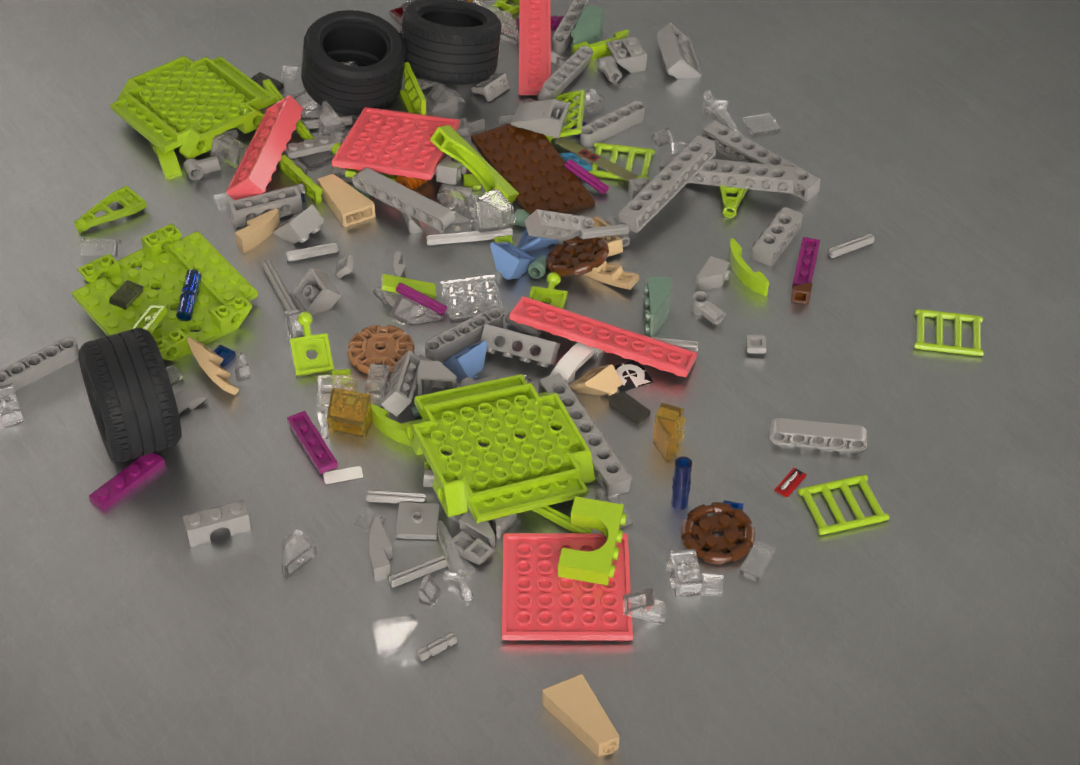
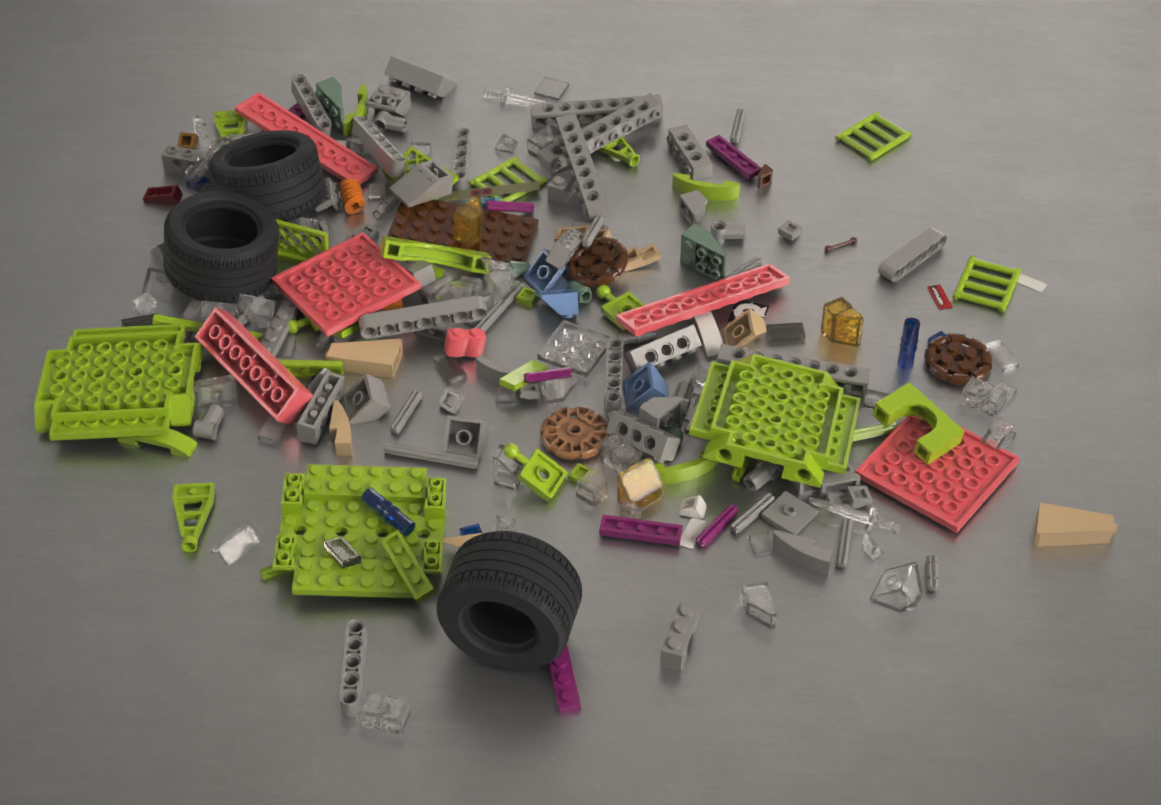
camera: 50 degrees left, 0 degrees up
(361, 483) = (716, 525): none -> magenta axle
(369, 460) = (693, 507): none -> white slope
(382, 247) = (450, 368): none -> clear smoke tile
(408, 237) = (464, 342): none -> coral brick
(503, 96) = (351, 195): none -> orange piece
(529, 161) = (468, 222): none -> clear yellow slope
(795, 390) = (853, 240): none -> reddish brown hinge
(884, 535) = (1031, 283): none -> white sticker

